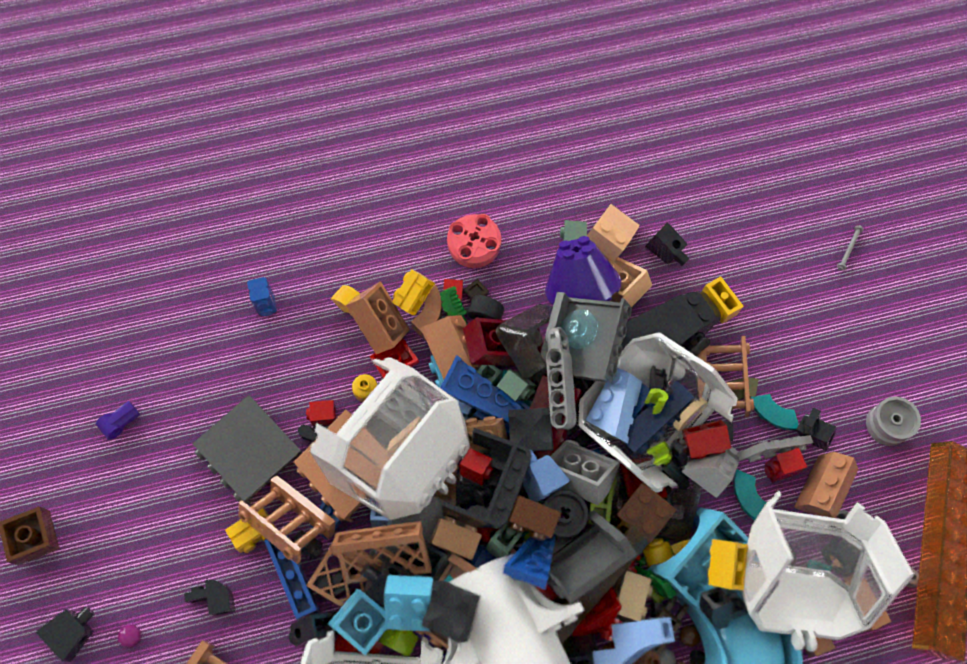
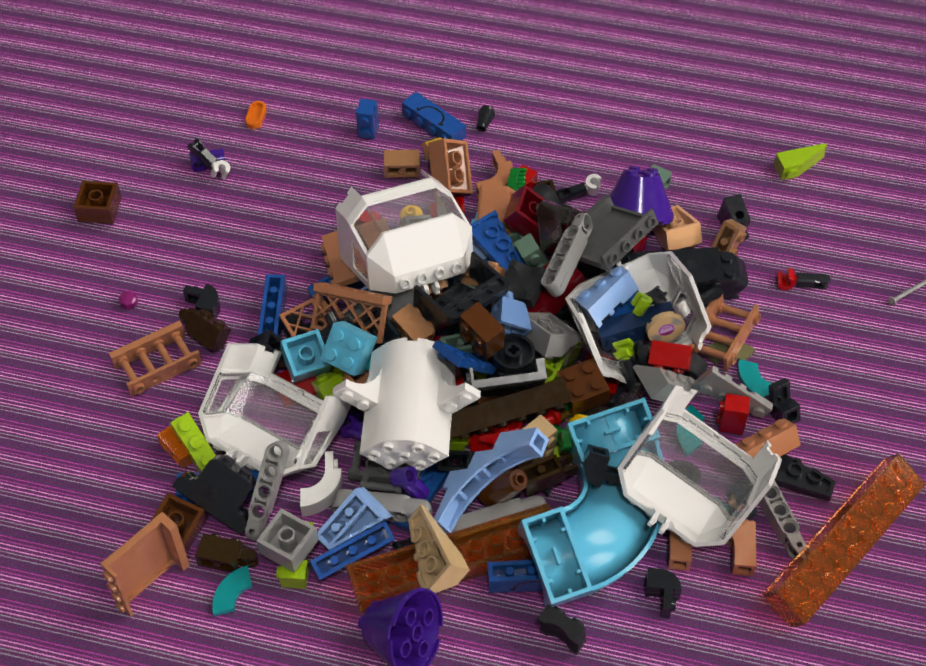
camera: 30 degrees right, 15 degrees down
(67, 633) = (86, 276): black torso -> none
(122, 424) = (209, 159): none -> black piece
(139, 339) = (256, 115): none -> orange tile
(232, 632) = (205, 327): none -> dark brown hinge
(245, 536) = (255, 269): yellow brick -> none
(246, 449) = (290, 215): dark grey panel -> none
(292, 501) = (301, 258): nougat fence -> none
(312, 549) = (296, 296): clear smoke brick -> none
(324, 331) = (404, 161): none -> medium nougat brick
(326, 263) = (432, 118): none -> blue brick
(375, 237) = (485, 117): none -> black cone
(412, 292) = (489, 160): yellow brick -> none
(451, 611) = (376, 355): black brick -> none
(474, 240) = (565, 148): coral piece -> none
(476, 467) = (459, 284): red brick -> none
(509, 278) = (592, 183): none -> piece
(585, 330) = (606, 227): clear light blue dish -> none
(613, 232) = (689, 188): light nougat slope -> none
(678, 275) = (730, 236): none -> medium nougat brick
(682, 158) = (797, 161): none -> lime slope
(689, 636) = (568, 498): reddish brown tile -> none
(723, 299) = (758, 275): yellow brick -> none
(727, 564) = (623, 431): yellow brick -> none
(748, 286) = (789, 280): none -> piece
(874, 497) = (800, 478): none -> black wing
(893, 421) = (859, 427): light grey wheel -> none

